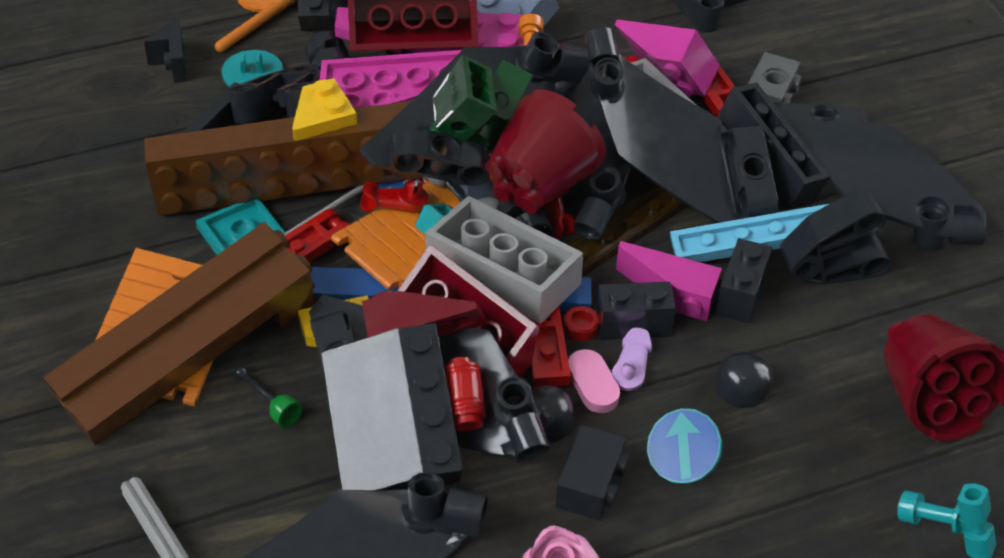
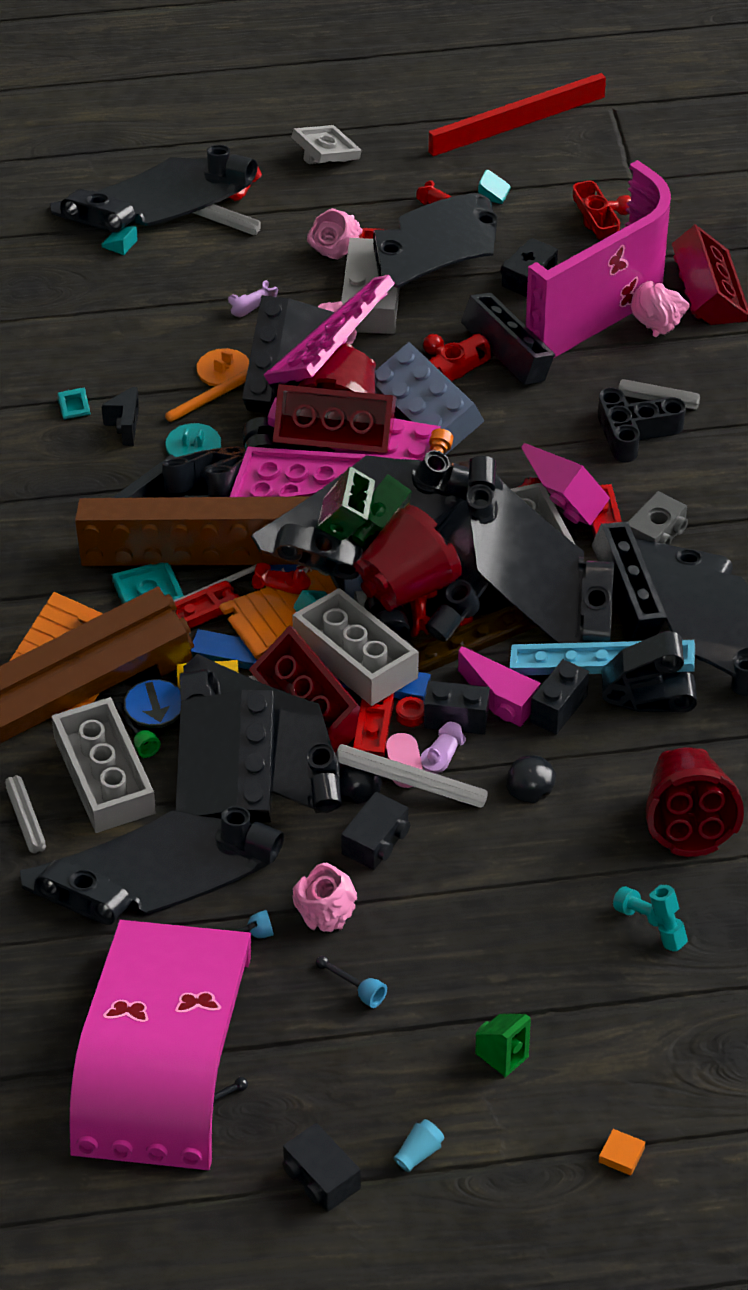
camera: 15 degrees right, 0 degrees up
(110, 46) = (73, 403): none -> teal slope
(242, 447) = (103, 765): none -> light grey brick
(283, 361) = (153, 703): none -> blue piece
(322, 110) = (231, 494): yellow wing -> none
(406, 309) = (253, 675): dark red slope -> none
(465, 393) = (286, 751): red head -> none
(607, 397) = (411, 776): none -> light grey axle
(684, 446) = (457, 822): piece -> none

